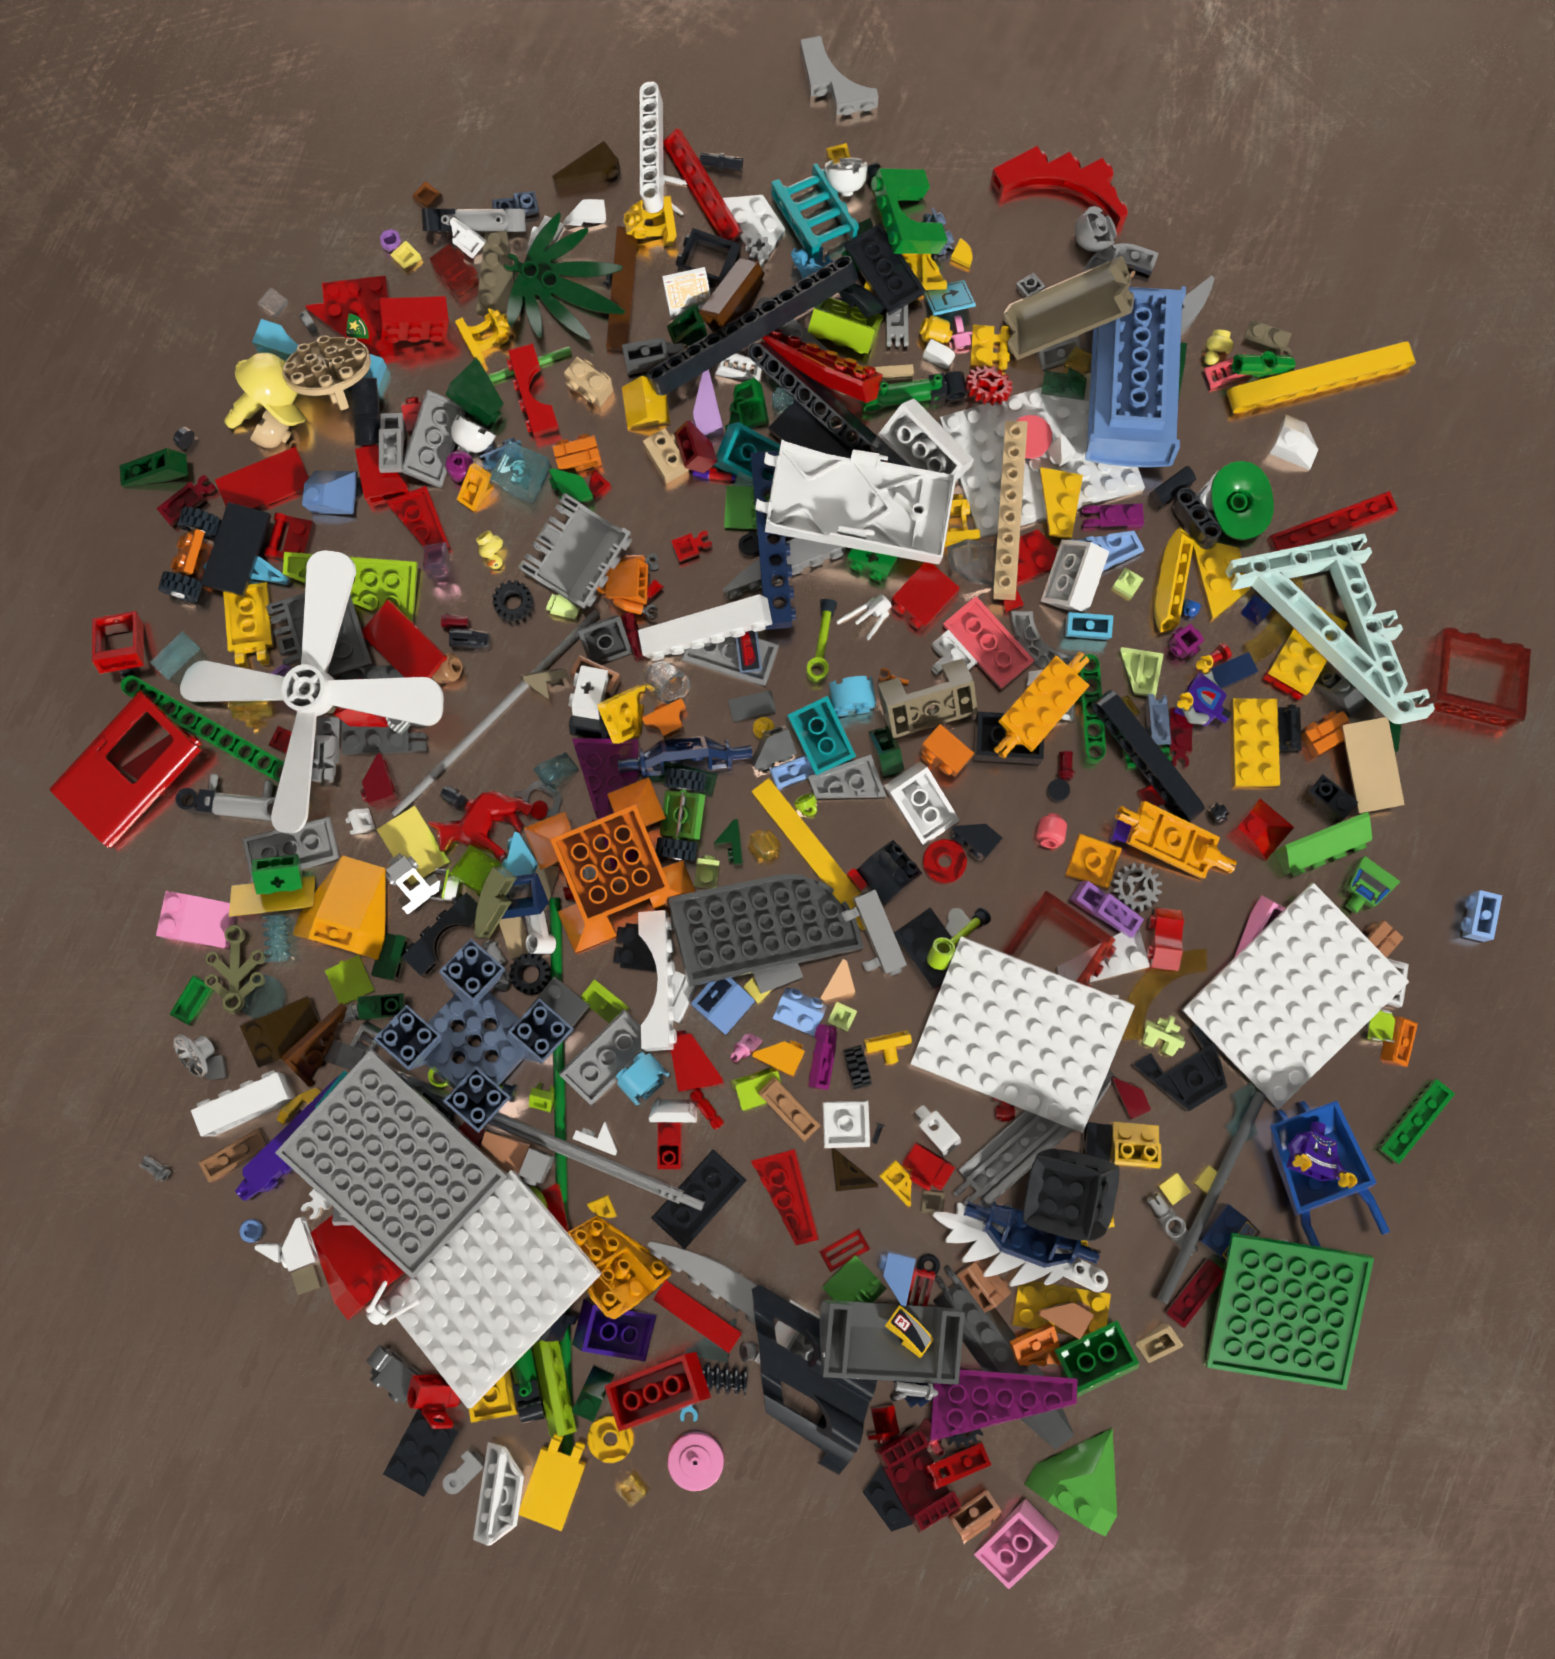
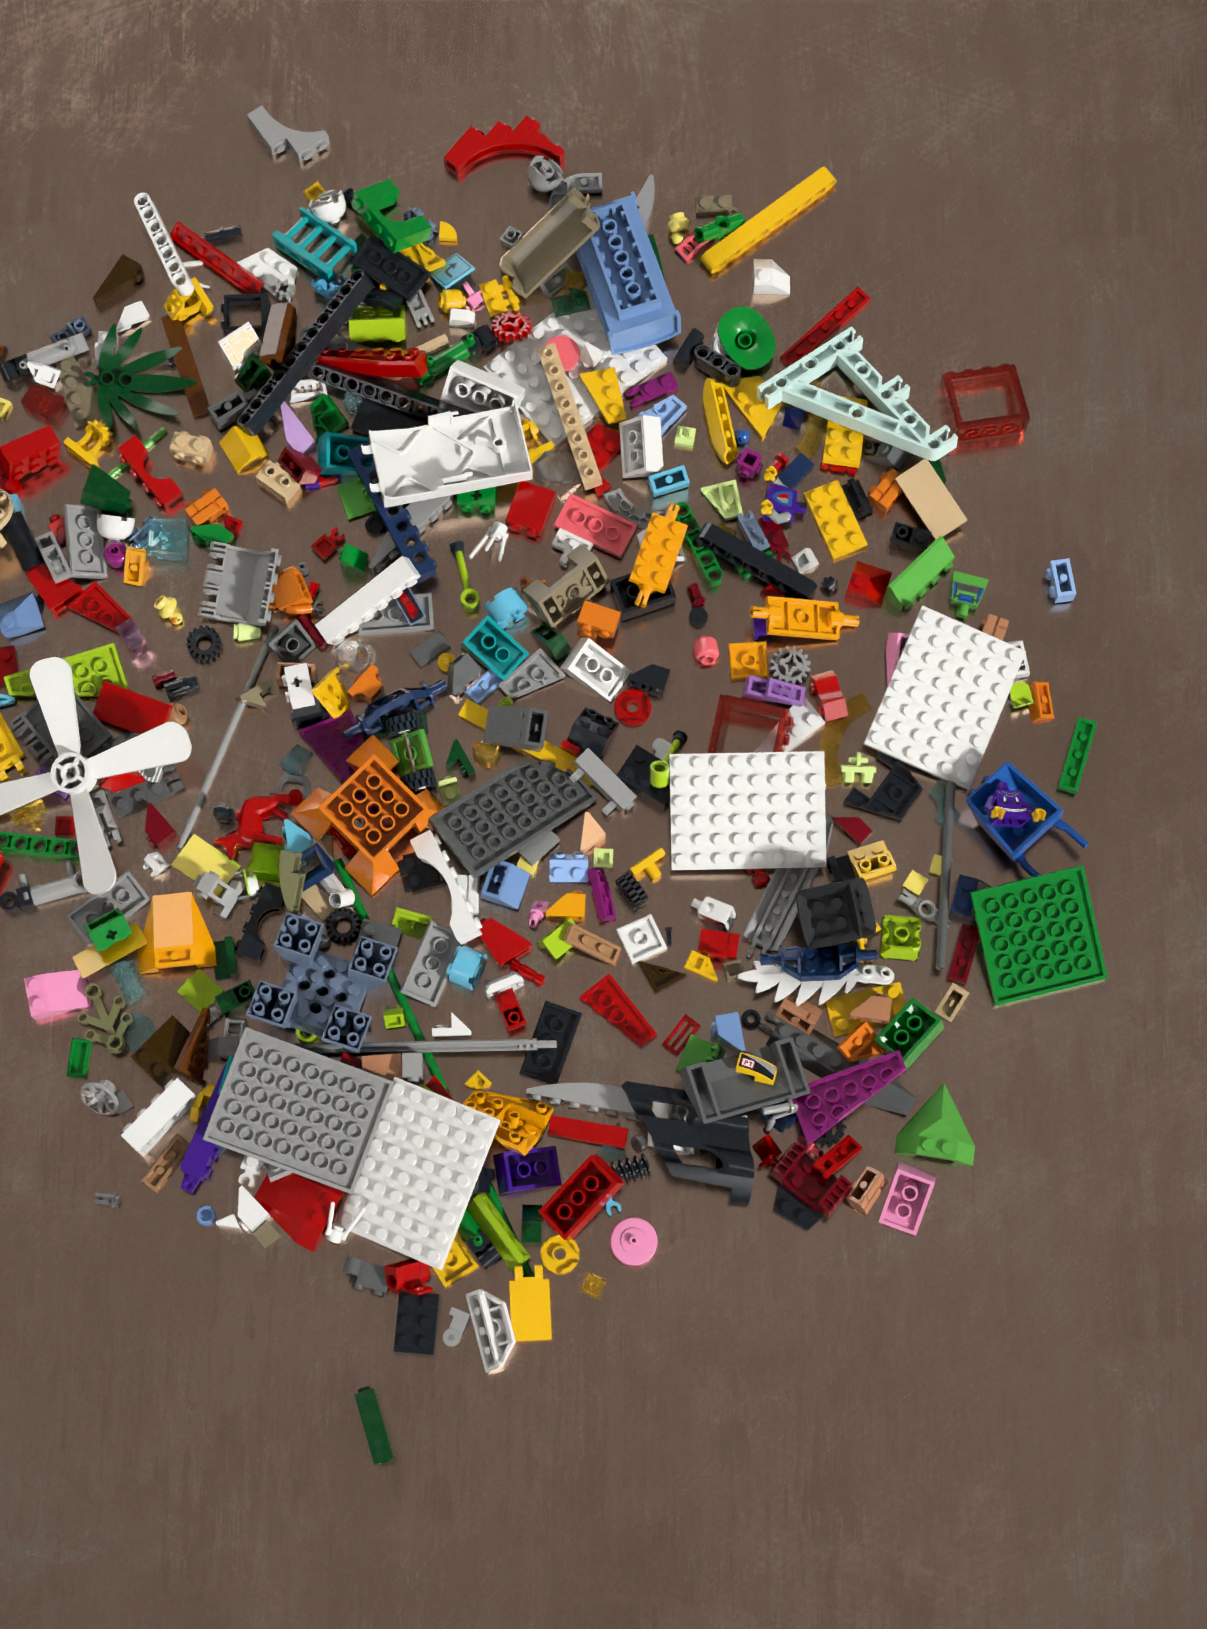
camera: 25 degrees left, 5 degrees down
(328, 1548) = (374, 1426): none -> dark green slope
(709, 575) = (353, 560): none -> green slope
(807, 833) = (516, 727): none -> dark grey slope
(923, 1274) = (749, 1025): red tile -> none
(1132, 1244) = (900, 937): none -> lime slope
(1202, 774) = (805, 560): none -> white slope

